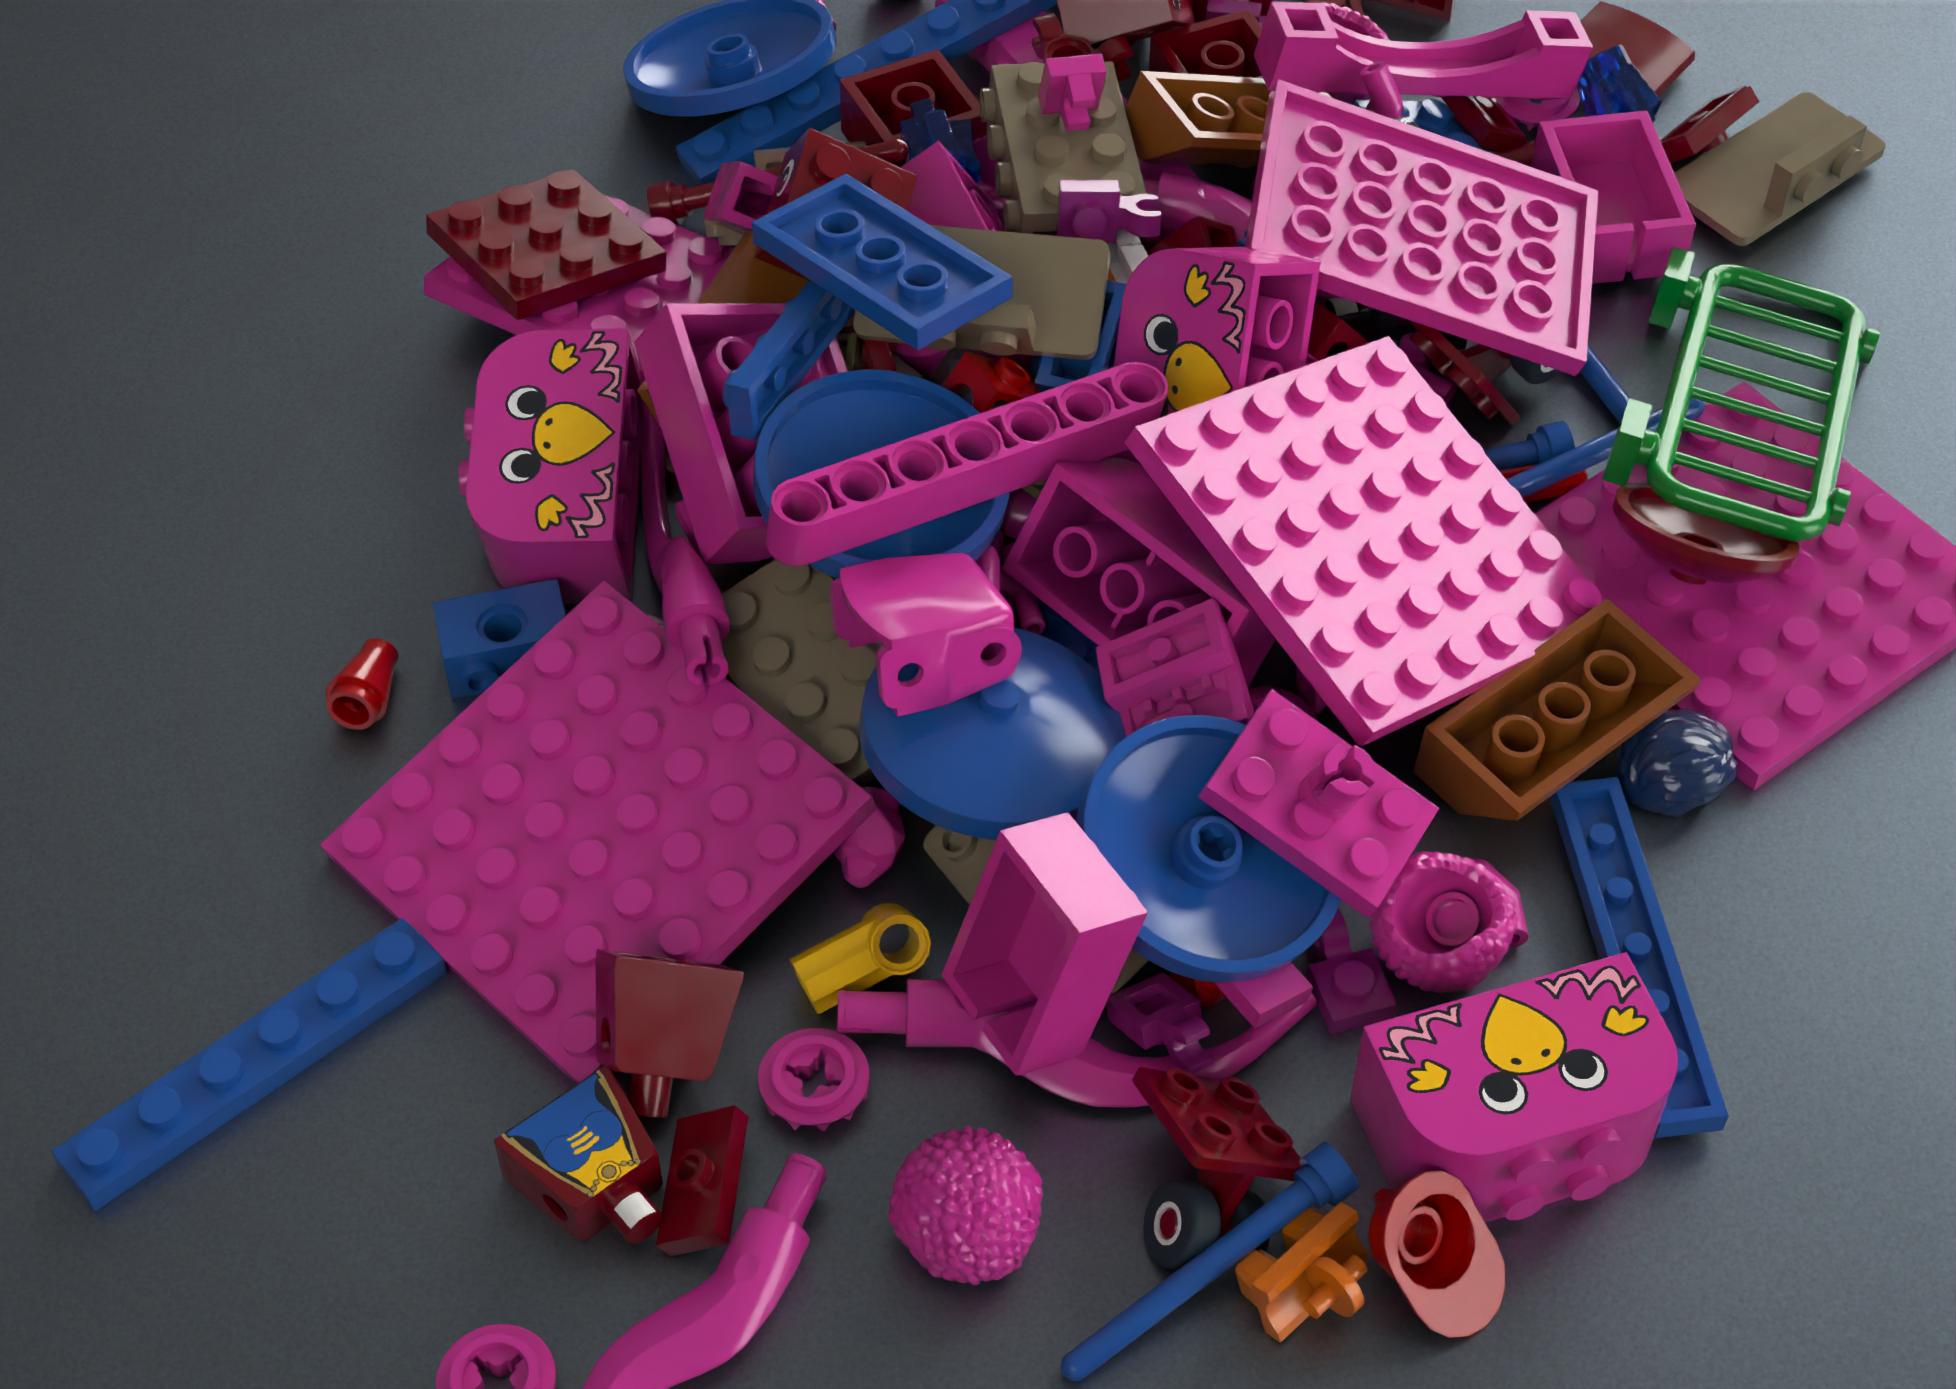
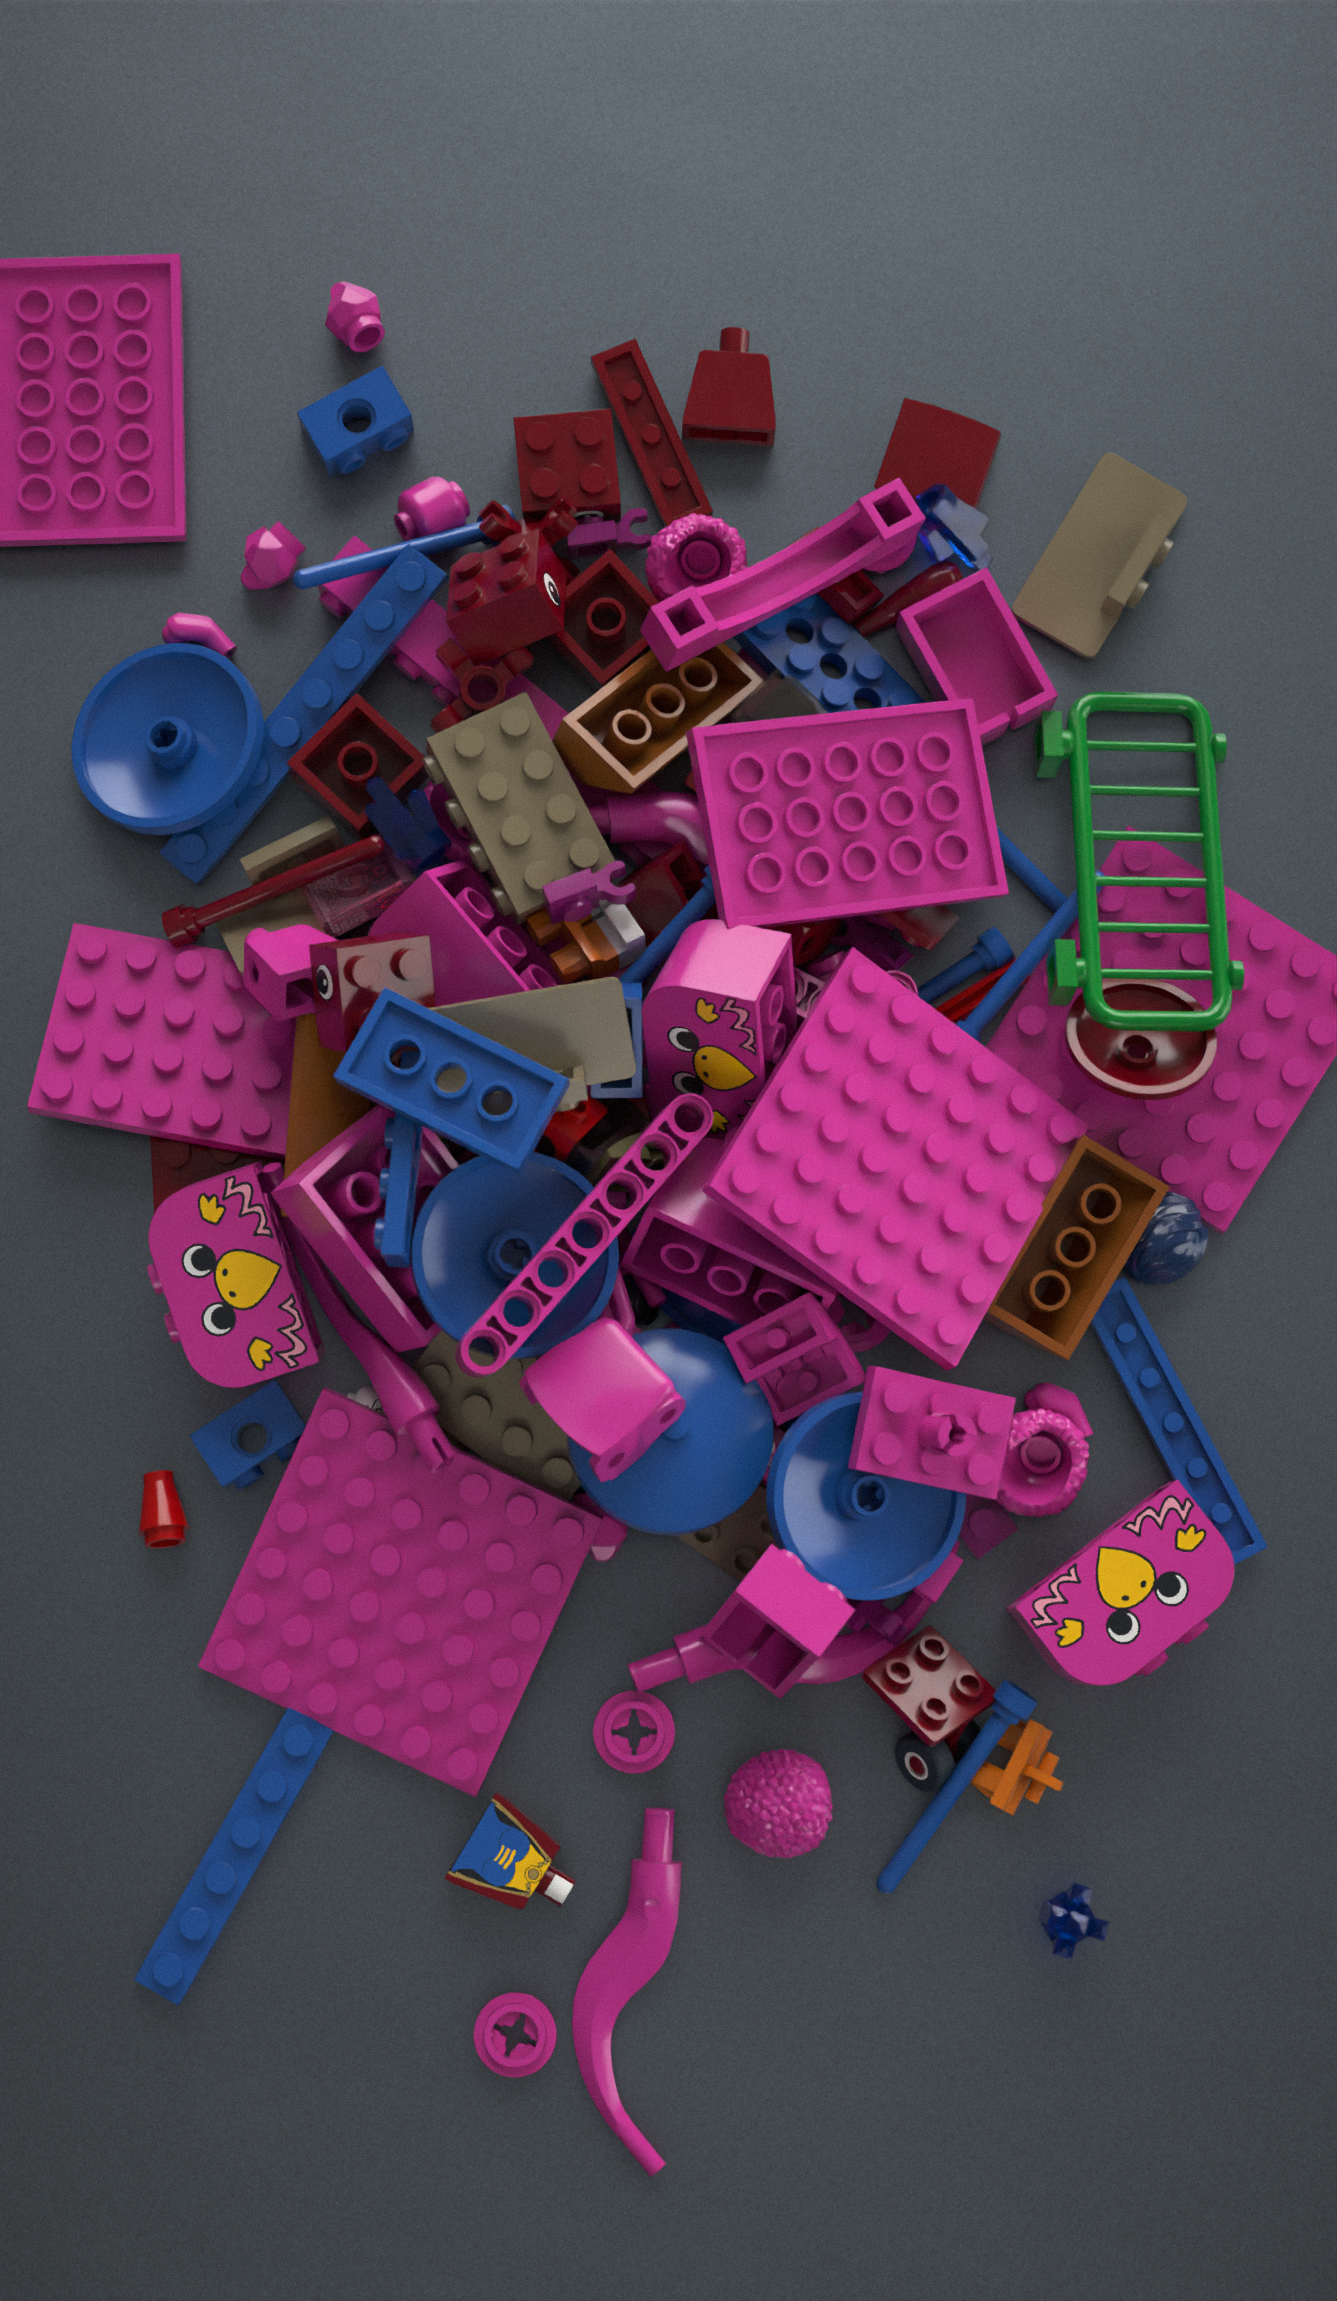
camera: 25 degrees left, 30 degrees up
(545, 243) = (114, 1037): dark red plate -> none
(661, 1021) = (520, 1741): dark red torso -> none
(702, 1181) = (591, 1841): dark red plate -> none
(854, 957) = (645, 1615): yellow piece -> none
(1072, 88) = (518, 775): dark pink tile -> none
(1382, 90) = (763, 645): dark pink arm -> none
(1438, 1253) = (1101, 1728): piece -> none
(1708, 124) = (1030, 531): dark red plate -> none

